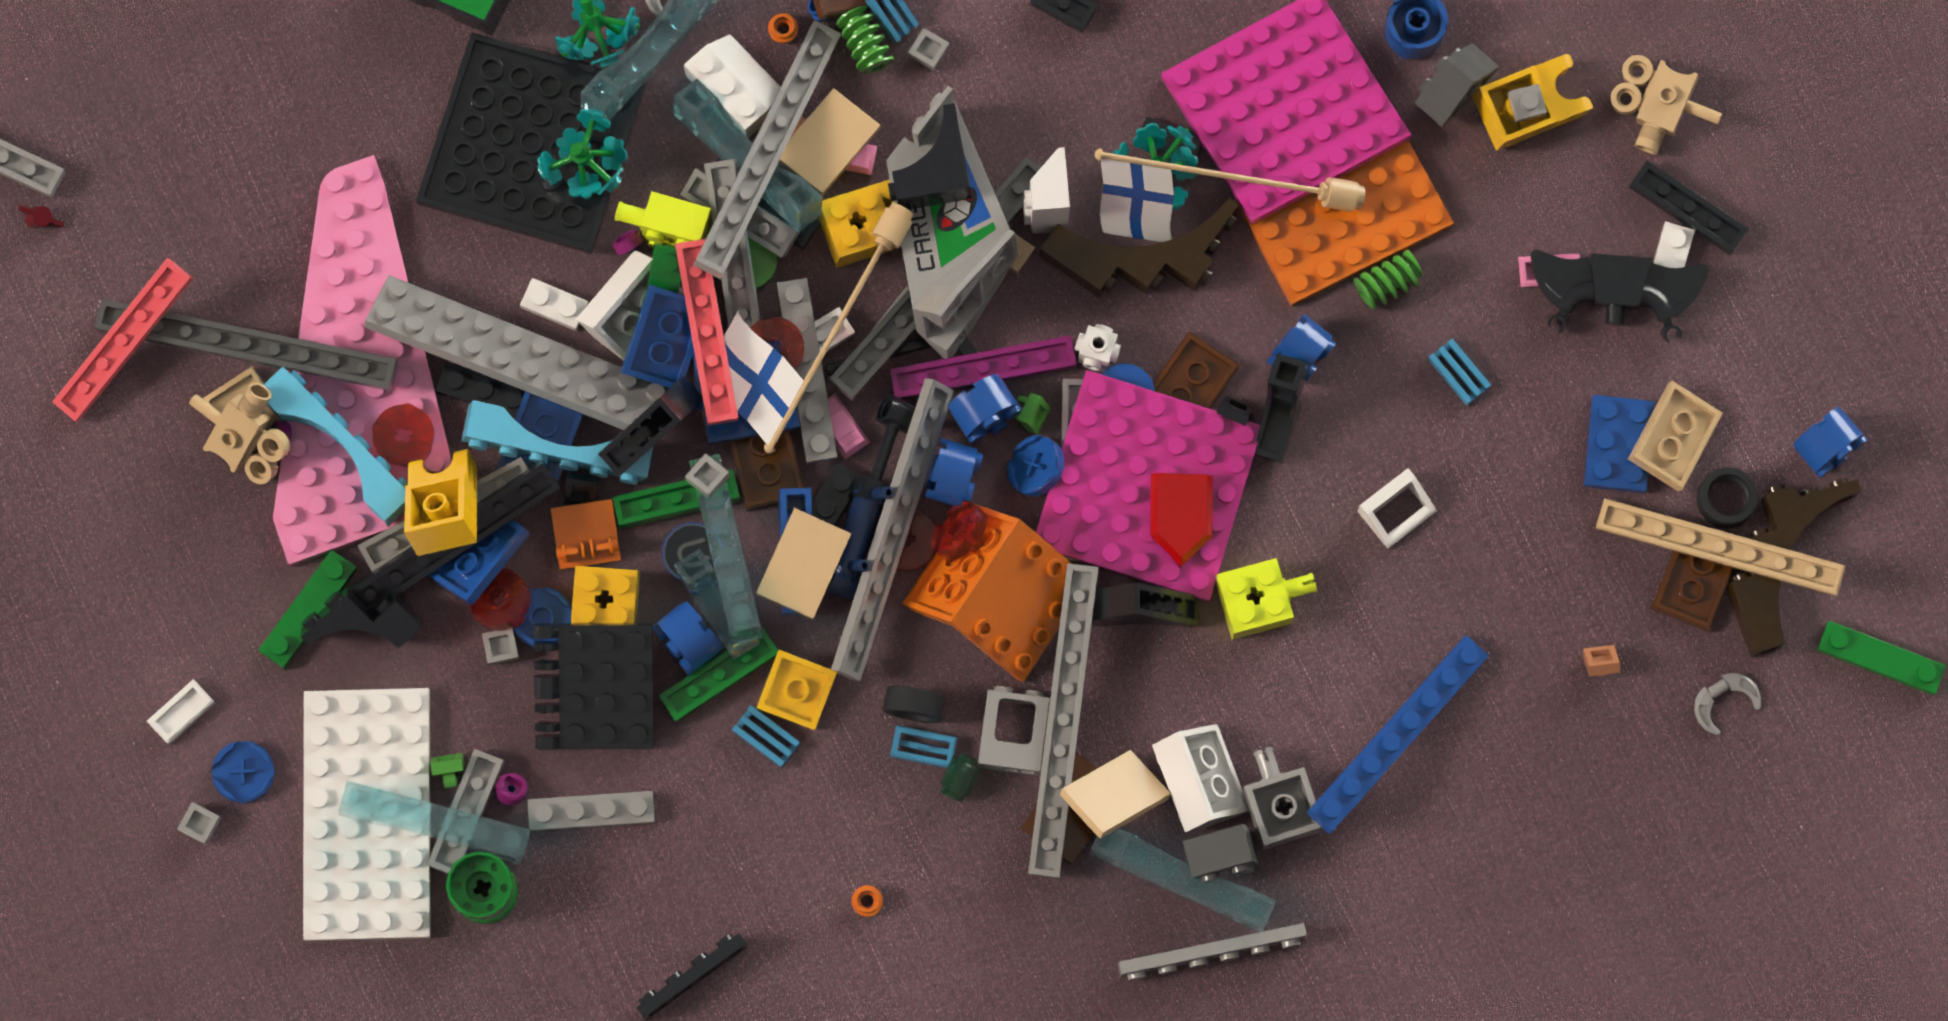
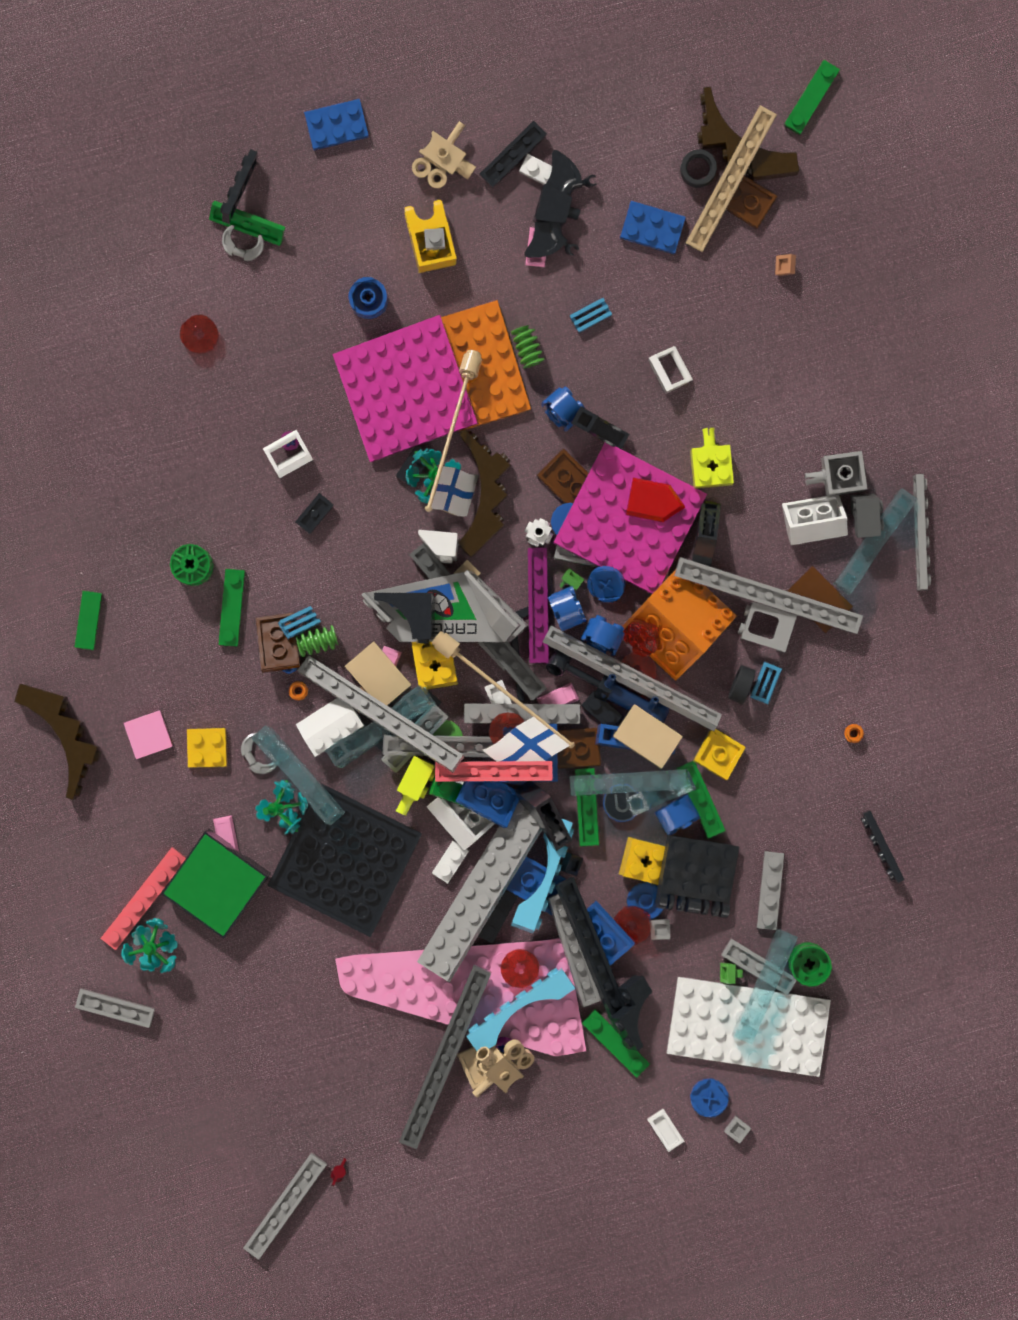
camera: 75 degrees left, 10 degrees up
(122, 340) = (429, 1132): coral plate -> none
(441, 505) = (573, 952): yellow brick -> none
(511, 789) = (749, 936): magenta tile -> none
(576, 147) = (355, 832): teal plant -> none
(585, 534) = (599, 866): orange hinge -> none
(628, 242) = (420, 810): magenta tile -> none
(707, 476) = (586, 786): light grey plate -> none
(745, 720) = (748, 782): dark azure tile -> none
(928, 49) = (328, 602): light grey plate -> none
(960, 777) = (790, 664): clear green brick -> none
(1115, 794) = (819, 572): tan tile -> none
(1235, 410) = (592, 456): black tile -> none
(1397, 734) = (811, 396): blue plate -> none
(1455, 83) = (409, 279): dark grey brick -> none
(1675, 436) = (655, 192): tan tile -> none
(1705, 697) = (817, 207): light grey piece -> none
(1829, 442) = (677, 99): blue brick -> none

